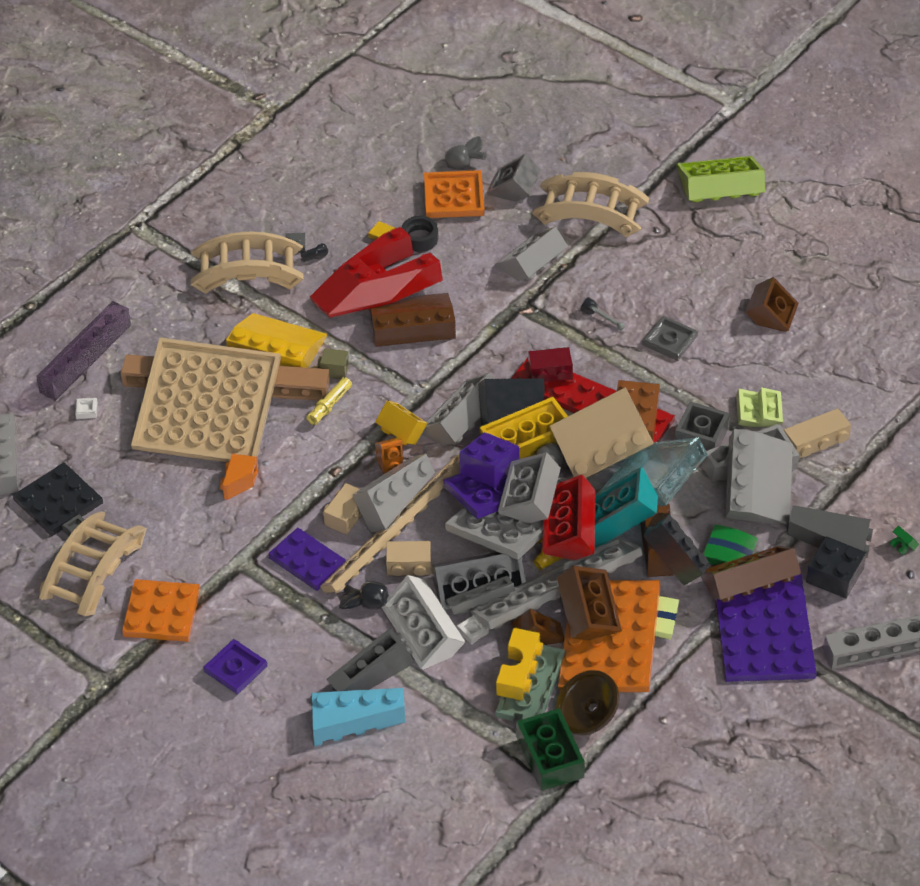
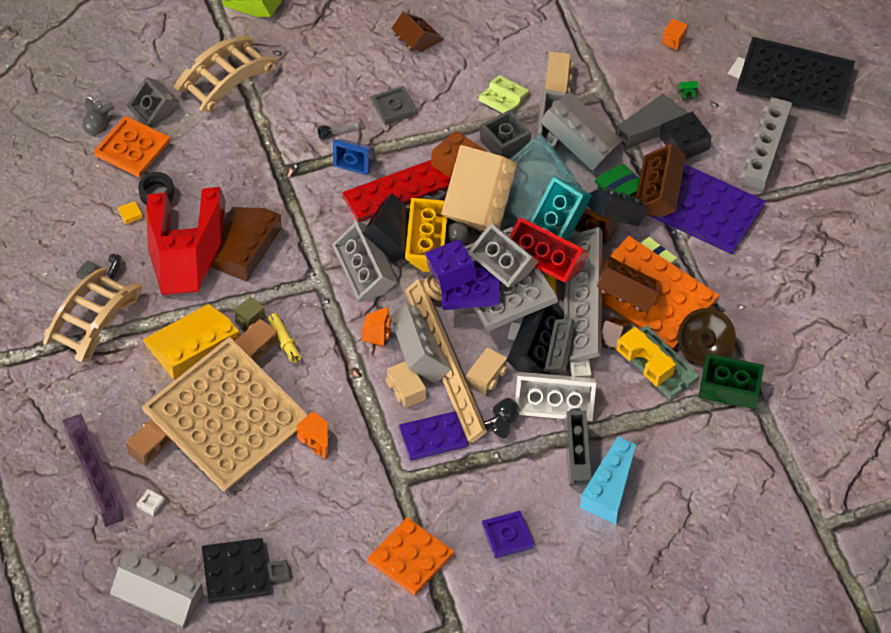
camera: 60 degrees left, 5 degrees up
(123, 544) = (348, 560): tan fence -> none
(400, 422) = (350, 304): yellow brick -> none
(533, 254) = (241, 134): light grey slope -> none
(550, 364) = (374, 183): dark red brick -> none
(577, 336) = (353, 156): none -> blue slope

